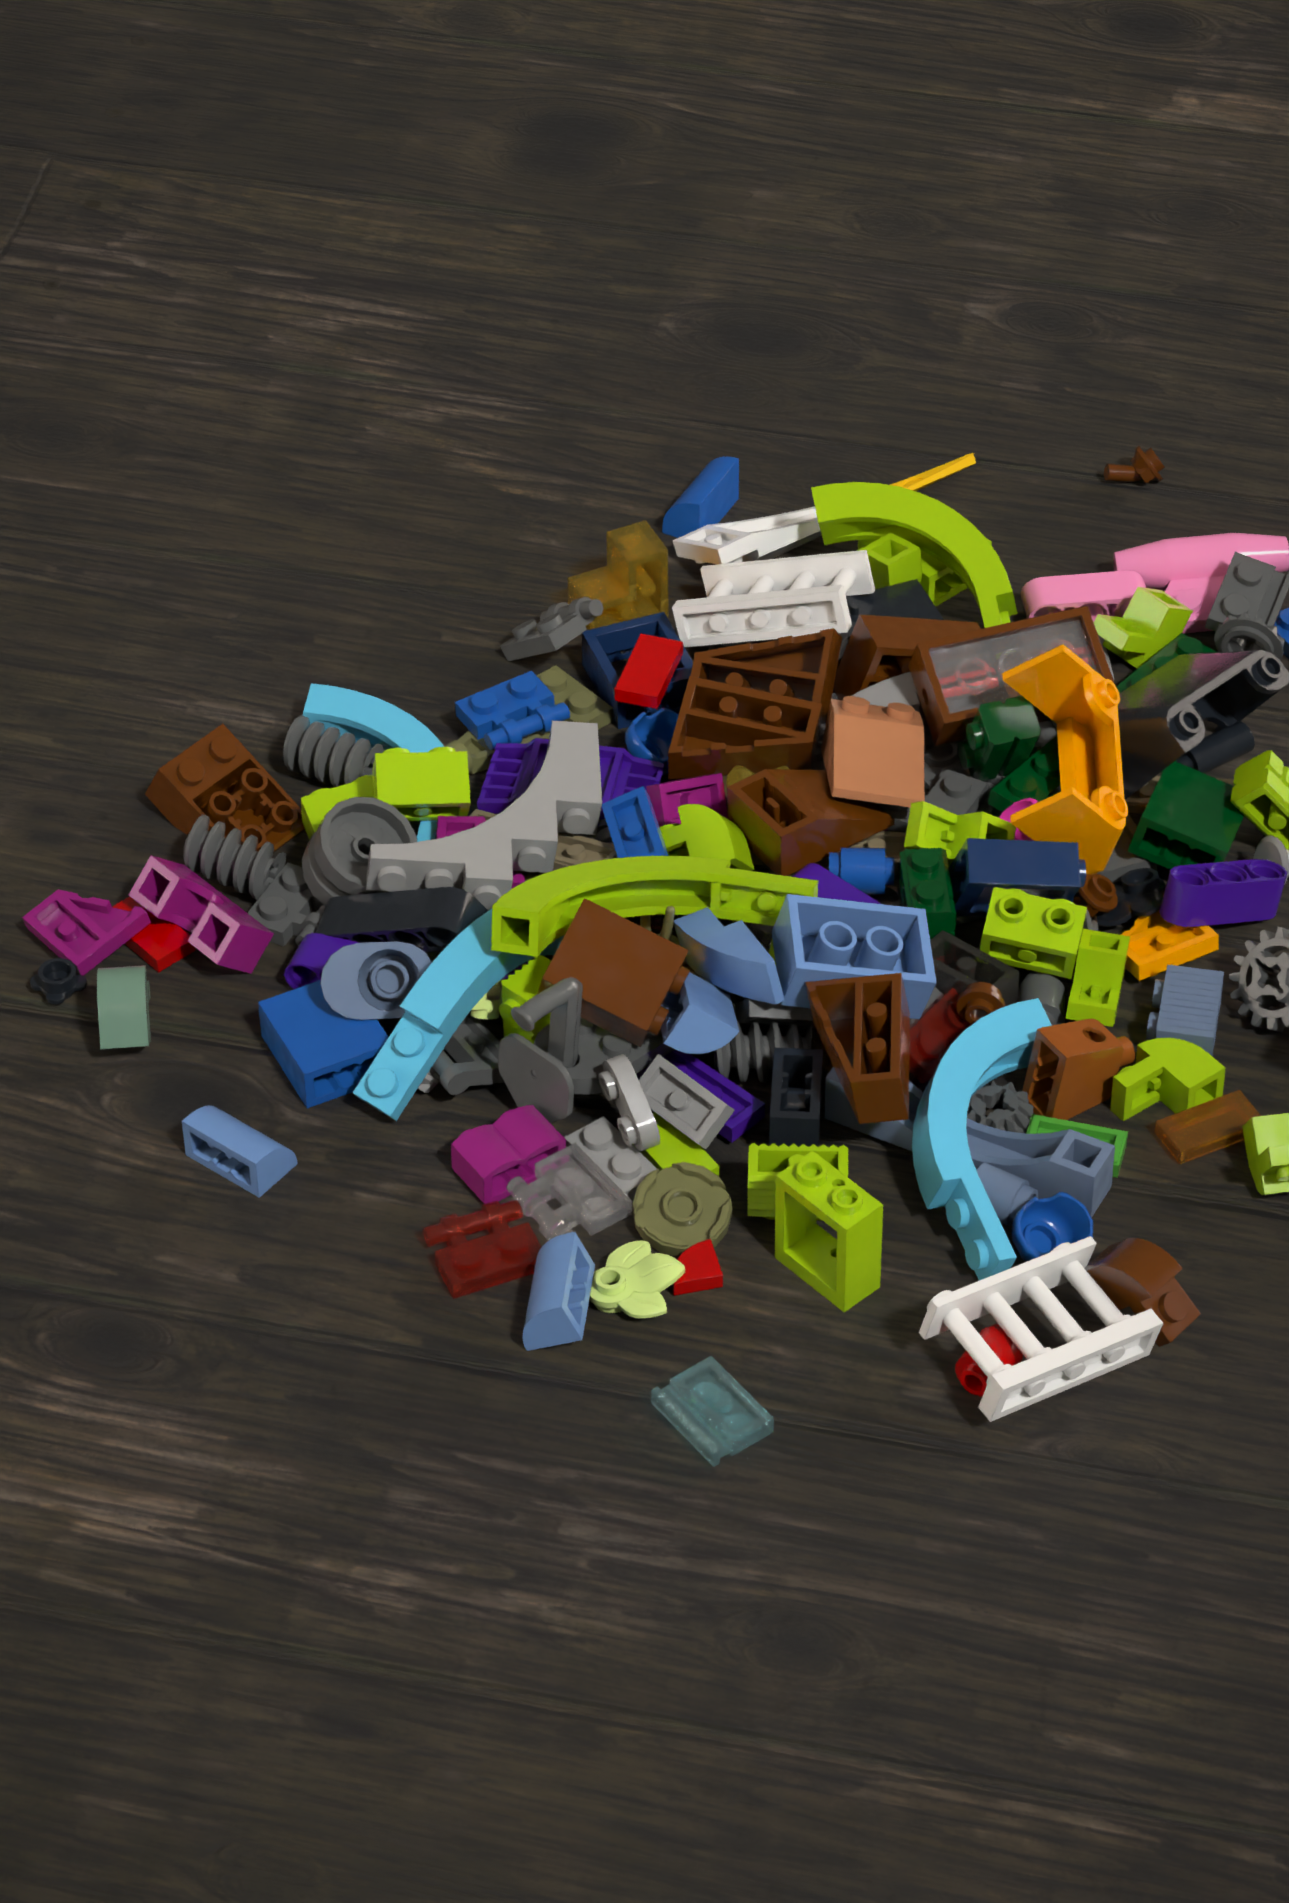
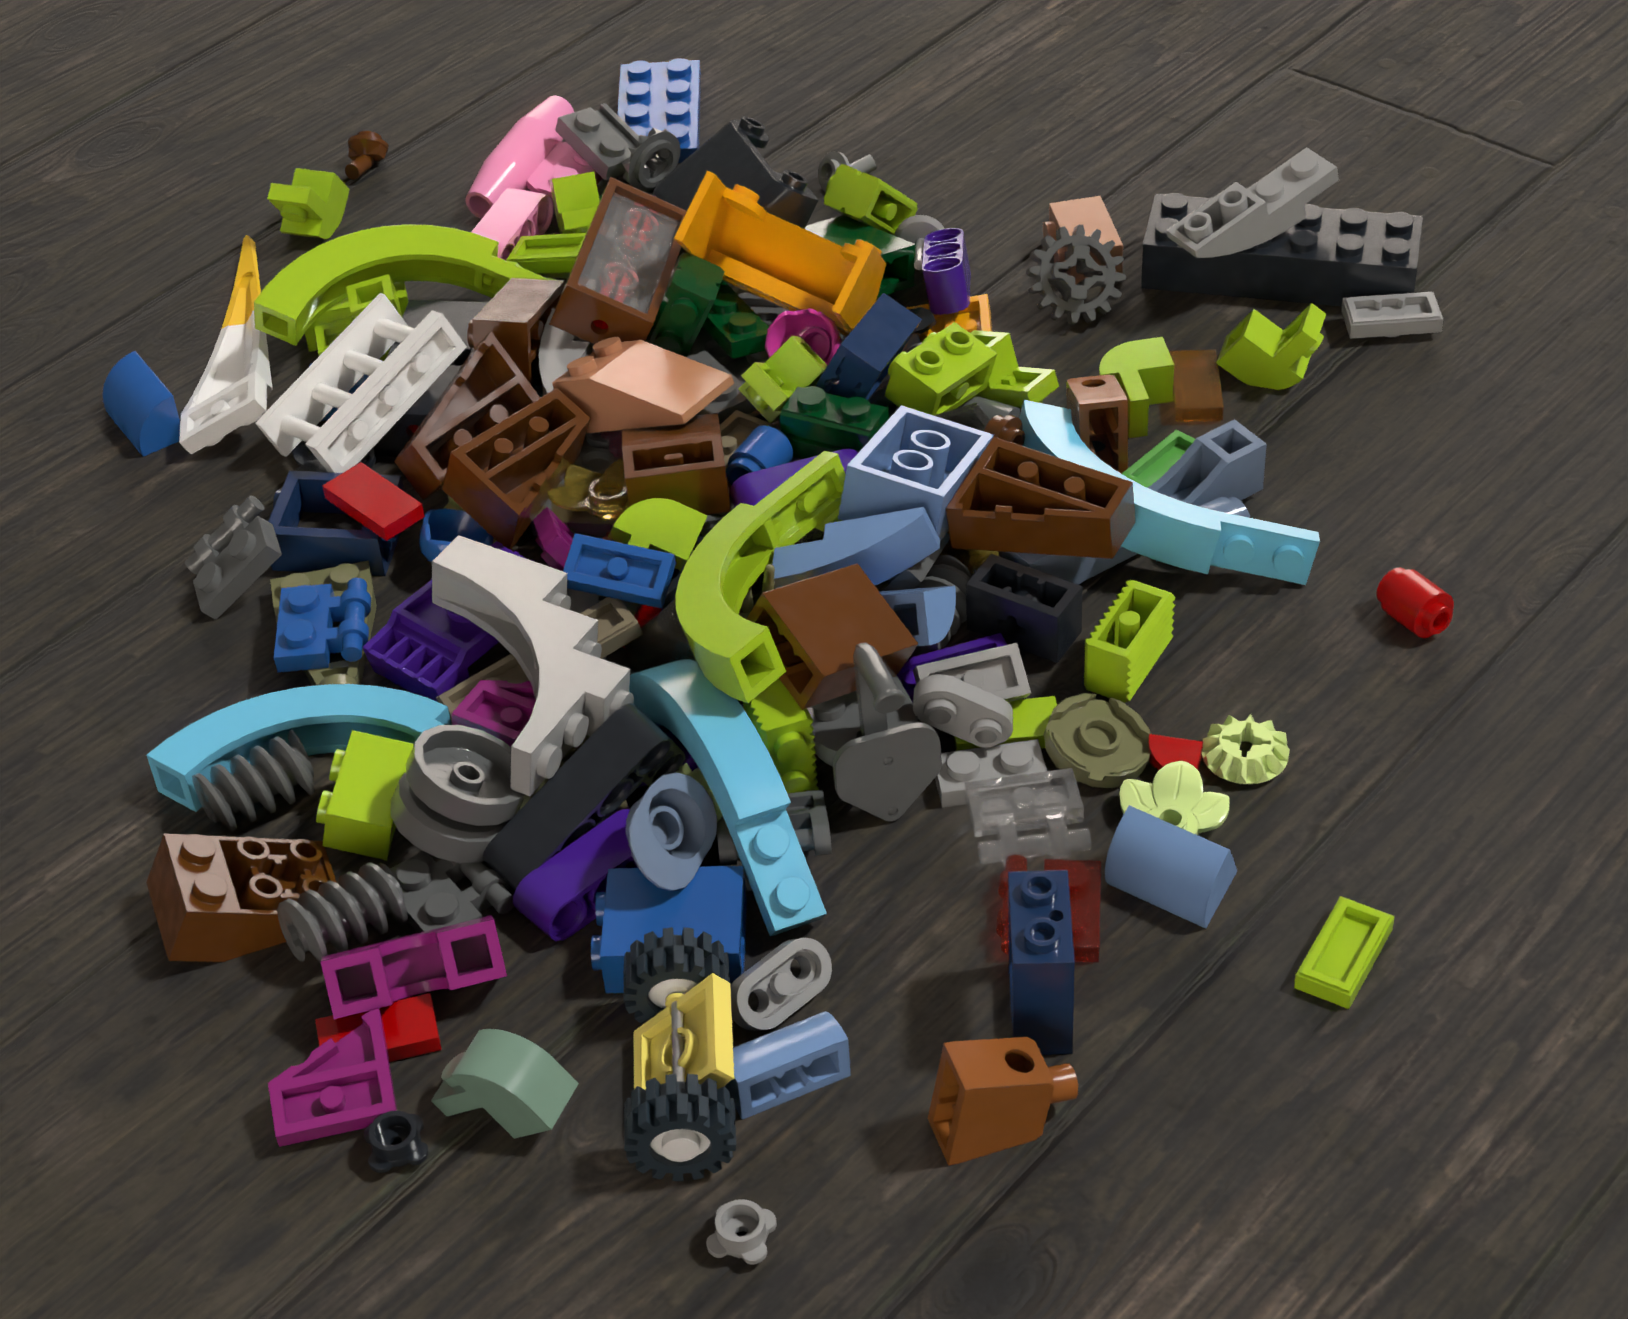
camera: 60 degrees left, 0 degrees up
(77, 1186) = (741, 1217): none -> light grey plate
(253, 1265) = (994, 1096): none -> dark orange torso
(259, 1062) = (682, 1056): none -> plate
(308, 1117) = (776, 987): none -> light grey plate
(412, 1261) = (1041, 959): none -> dark blue window
(423, 782) = (416, 697): lime brick -> none
(503, 1150) = (940, 841): magenta brick -> none
(543, 1438) = (1344, 952): none -> lime tile
(633, 580) = (216, 472): clear yellow brick -> none
(712, 1411) = (1381, 809): clear light blue plate -> none
(725, 1321) = (1263, 761): none -> yellowish green gear
(838, 1268) = (1231, 667): lime window -> none
(1027, 473) = (311, 204): none -> lime brick
(1046, 1369) = (1445, 522): white fence -> none
(1048, 1223) = (1287, 500): blue hair -> none
(1143, 1277) = (1378, 472): reddish brown brick -> none
(1188, 1006) = (1061, 342): sand blue brick -> none

